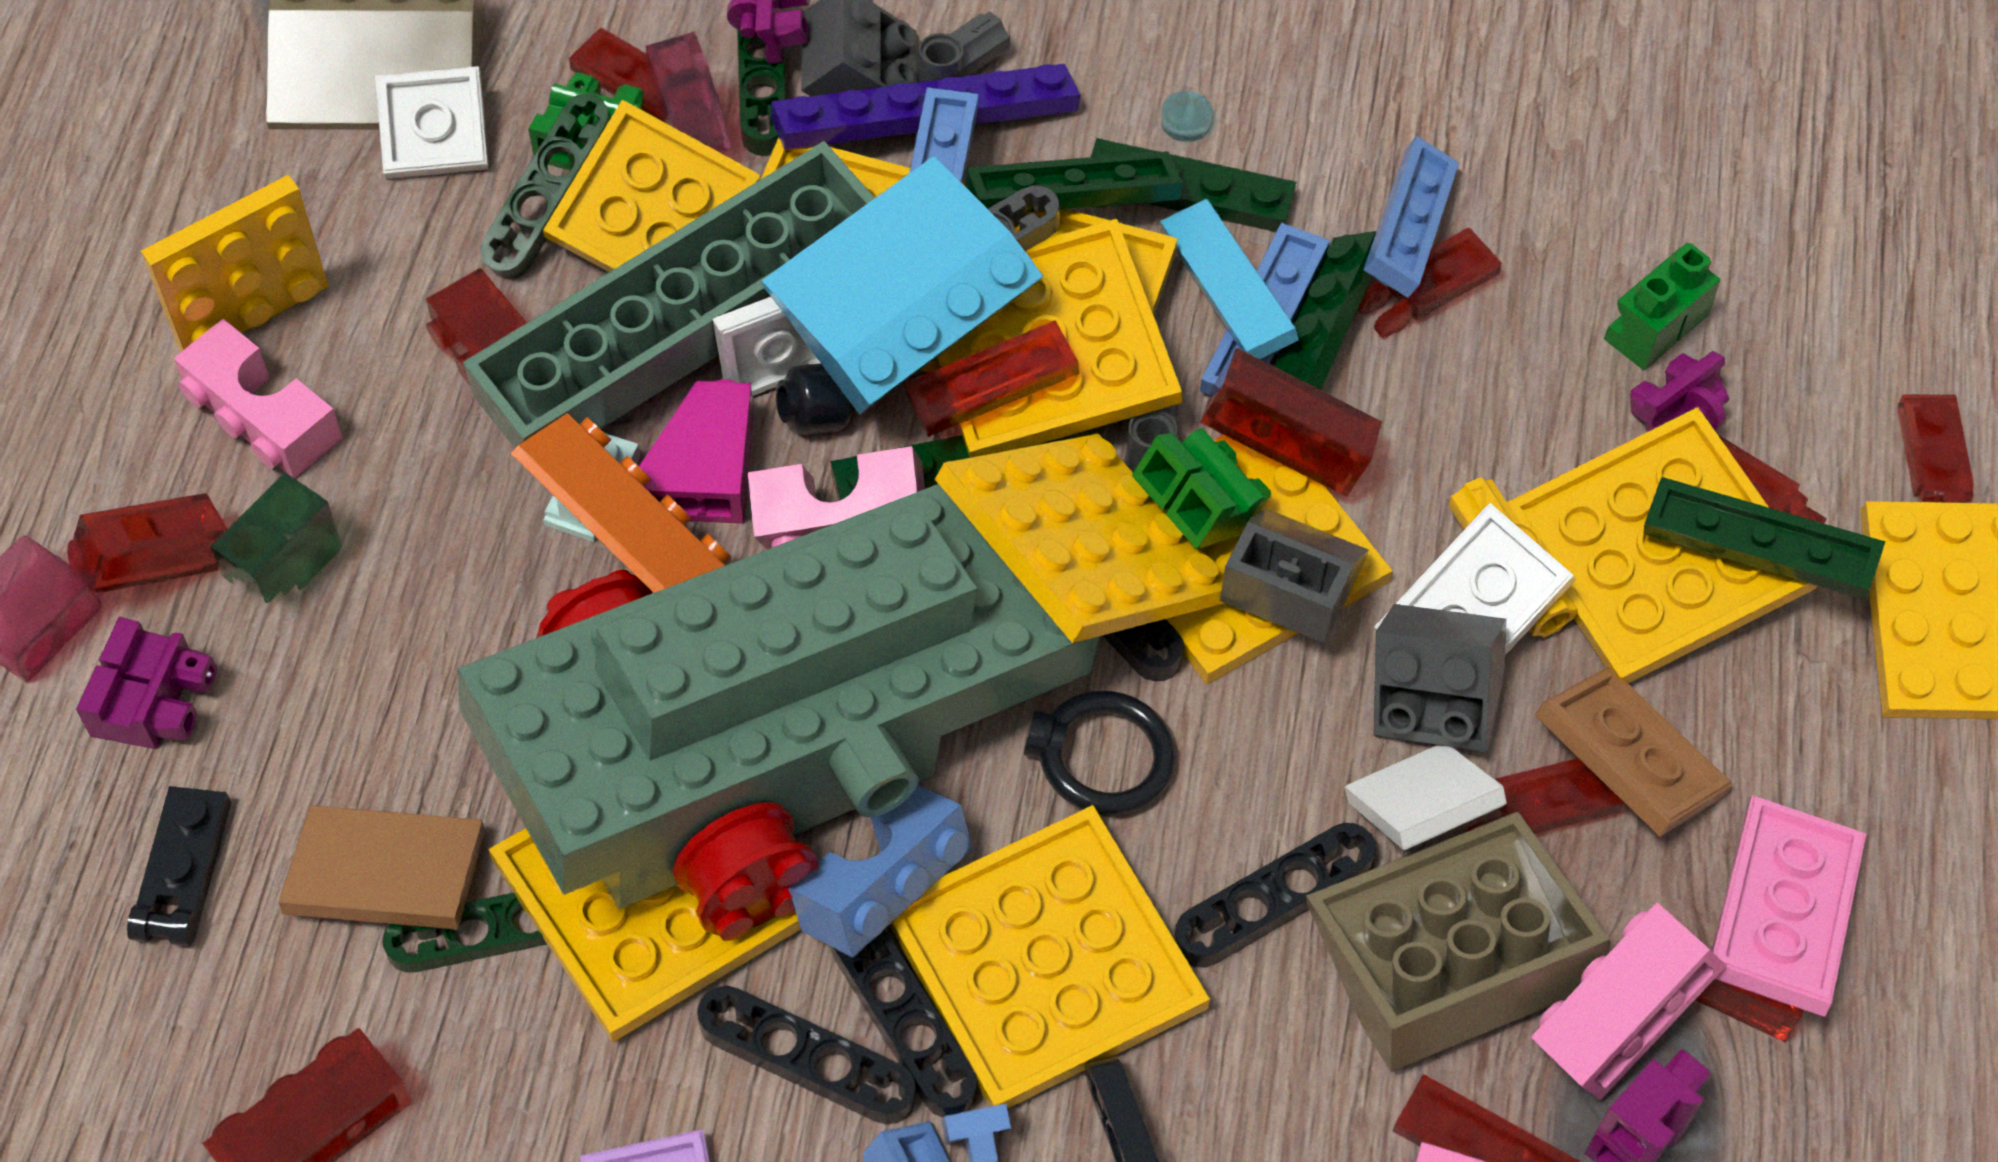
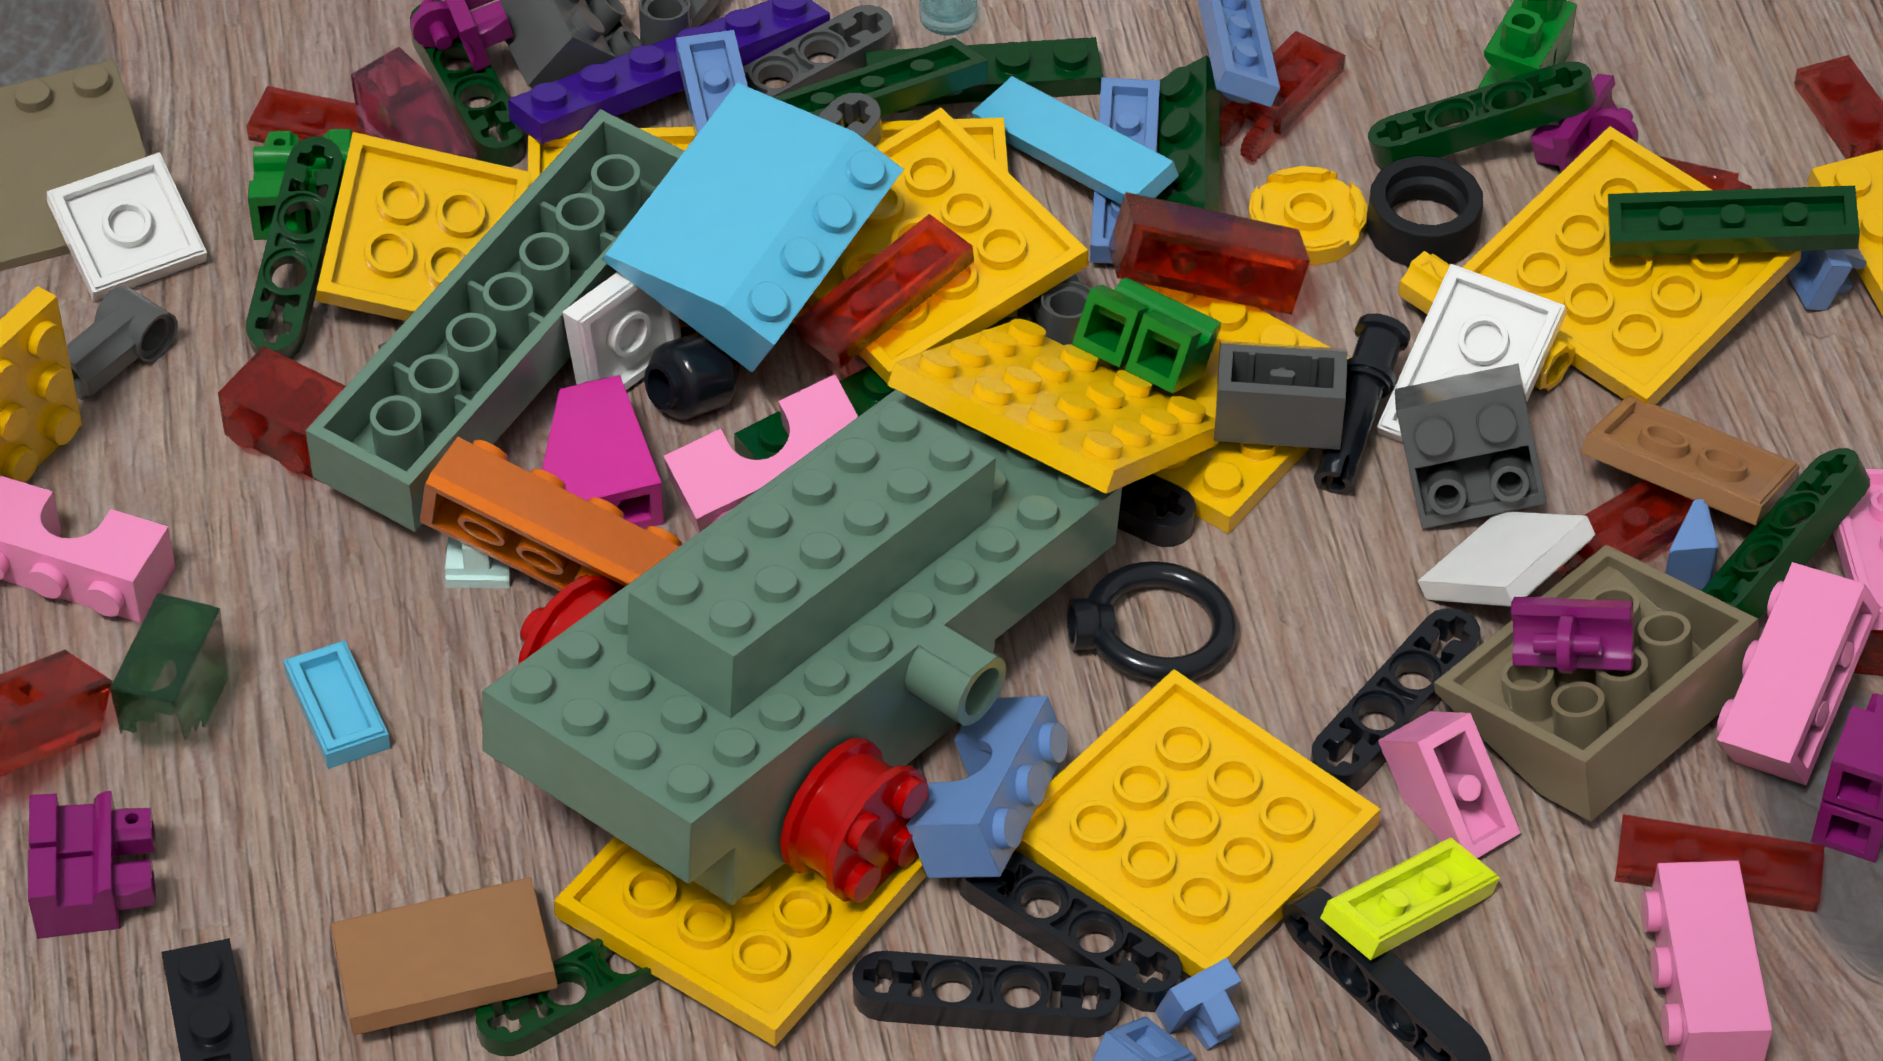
camera: 20 degrees left, 10 degrees down
(389, 216) = (123, 330): none -> dark grey piece
(408, 605) = (336, 704): none -> medium azure tile
(1040, 146) = (844, 37): none -> dark grey beam
(1194, 1096) = (1410, 898): none -> neon yellow tile
(1283, 994) = (1450, 780): none -> bright pink slope
(1380, 582) = (1367, 382): none -> black pin
(1412, 402) = (1316, 203): none -> yellow tile
(1437, 900) = (1573, 633): none -> magenta hips
(1517, 401) = (1427, 180): none -> black tyre
(1593, 363) = (1542, 98): none -> dark green beam
(1595, 840) = (1694, 548): none -> medium blue slope
(1749, 815) = (1825, 495): none -> dark green beam
(1832, 609) = (1824, 275): none -> medium blue tile

